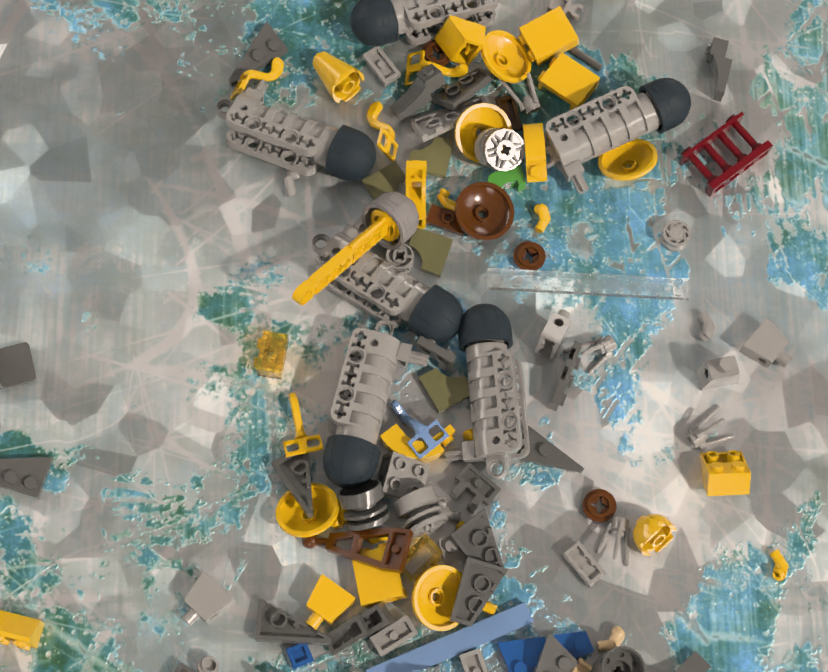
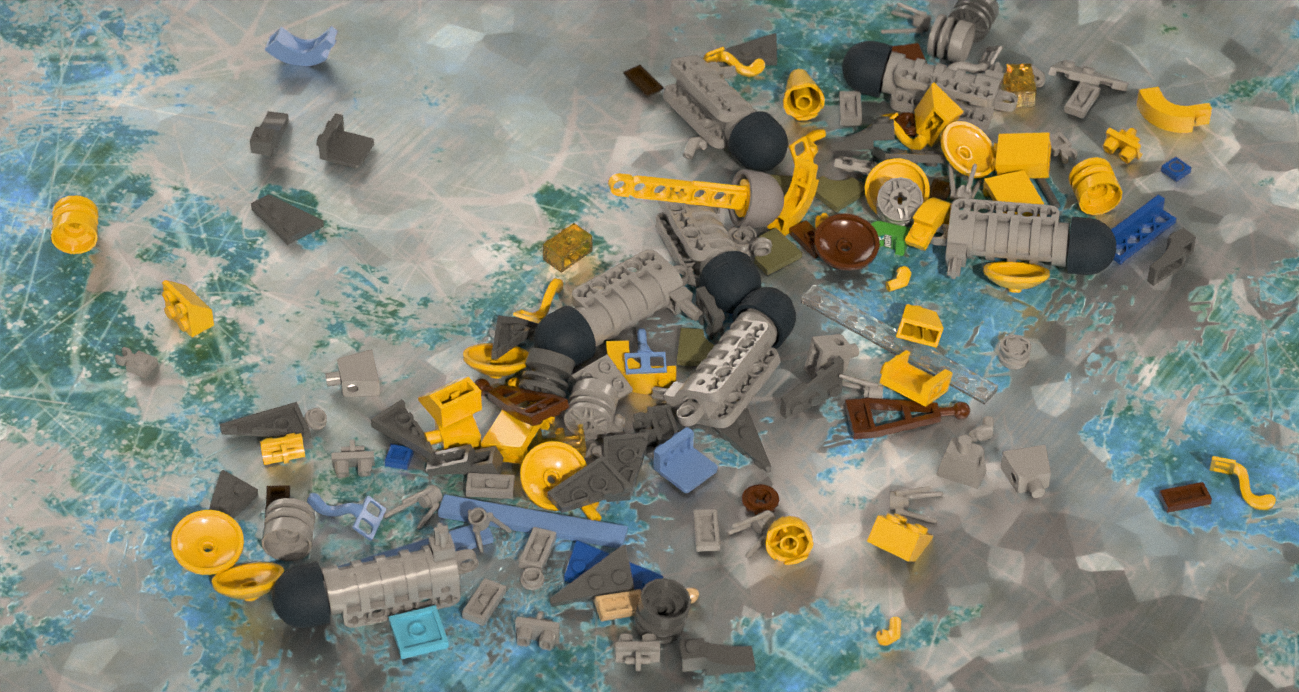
camera: 40 degrees right, 25 degrees down
(198, 137) = (643, 80): none -> dark brown tile
(312, 585) = (453, 401): none -> yellow slope
(423, 257) = (761, 246): none -> light grey plate
(522, 512) = (682, 463): none -> medium blue bracket
(533, 249) = (856, 293): reddish brown gear -> none
(595, 259) = (920, 326): none -> yellow torso
(615, 376) = (863, 424): none -> reddish brown plate
(624, 35) = (1095, 186): none -> yellow wheel
(629, 316) = (913, 382): none -> yellow panel
(672, 46) = (1142, 218): none -> blue fence
(729, 172) = (1119, 334): dark red fence -> none

